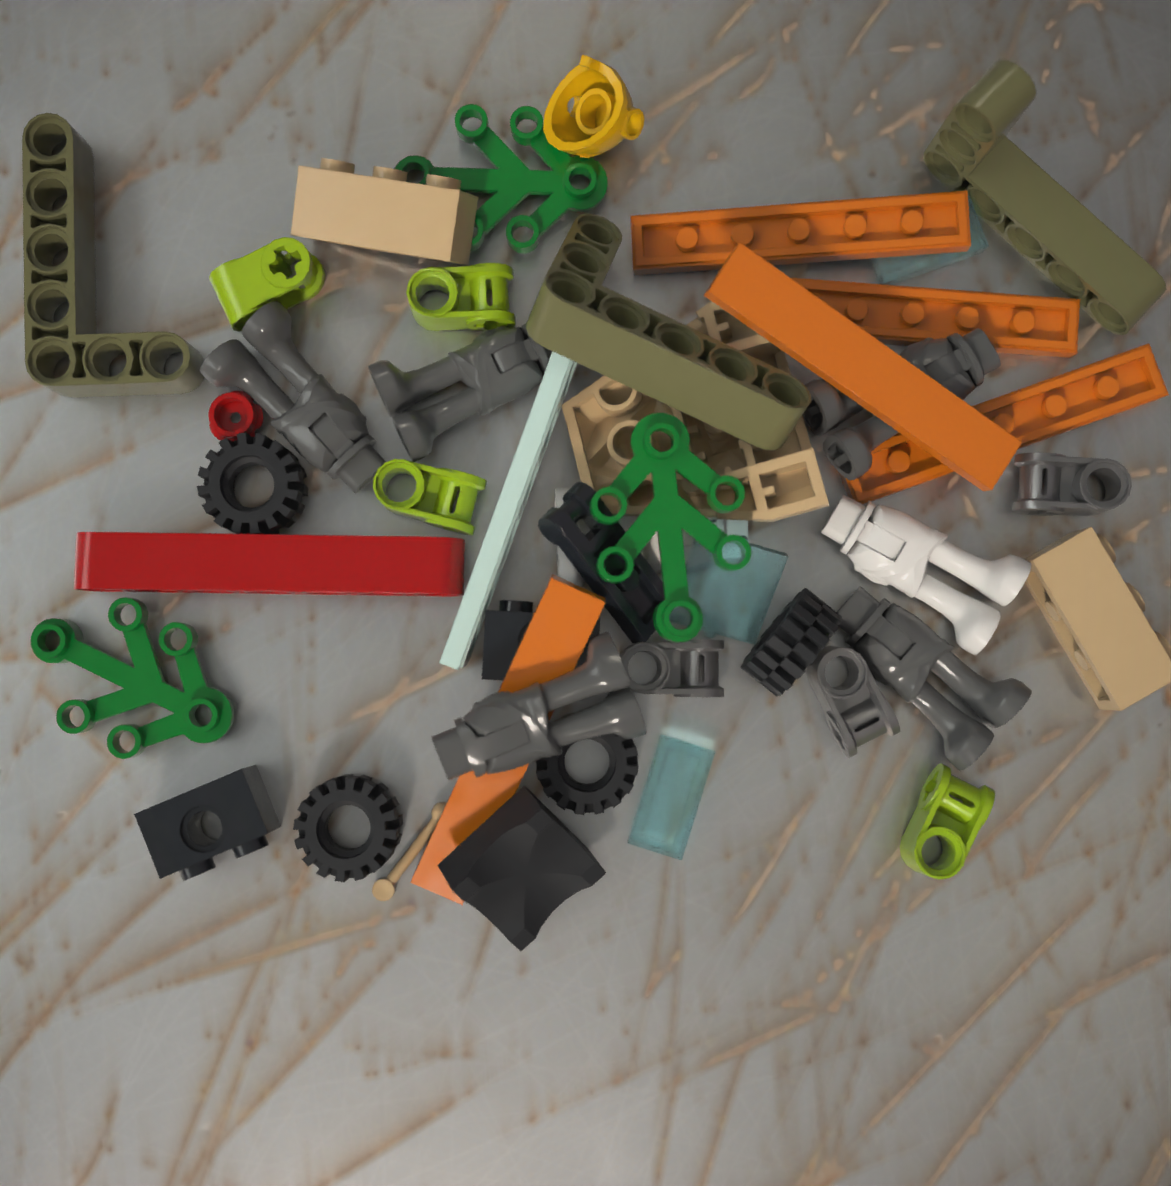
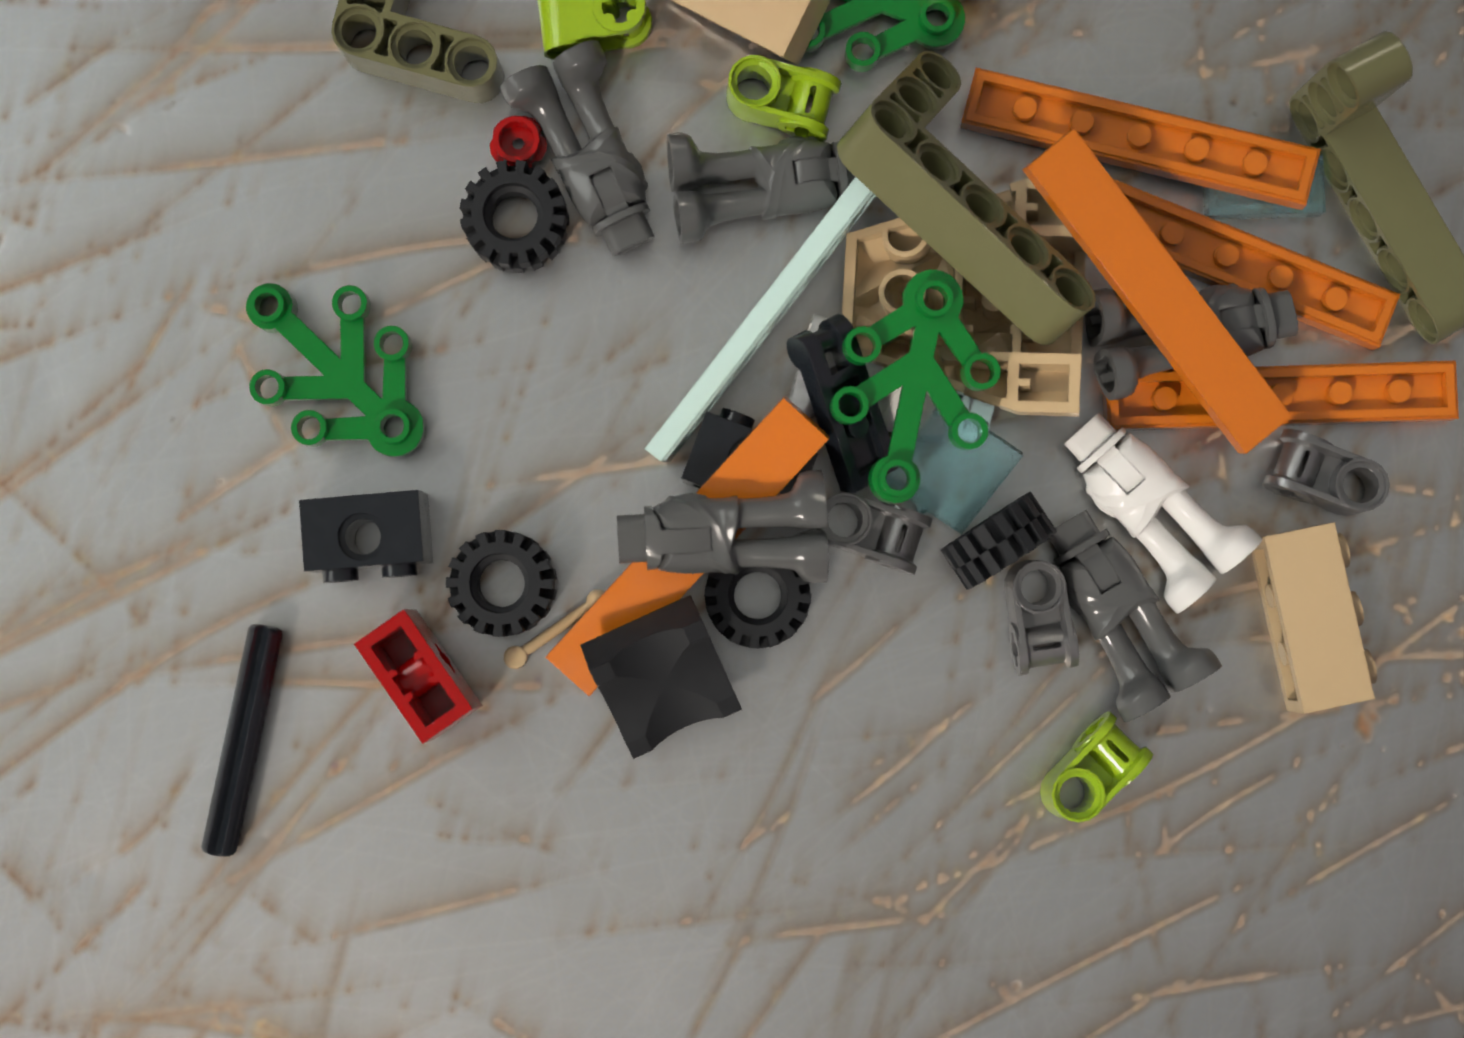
camera: 20 degrees right, 0 degrees up
(155, 1050) = (241, 740): none -> black axle
(269, 564) = (507, 299): red beam -> none
(296, 939) = (418, 675): none -> red brick
(433, 494) = (690, 283): lime piece -> none
(671, 797) = (829, 657): clear light blue tile -> none

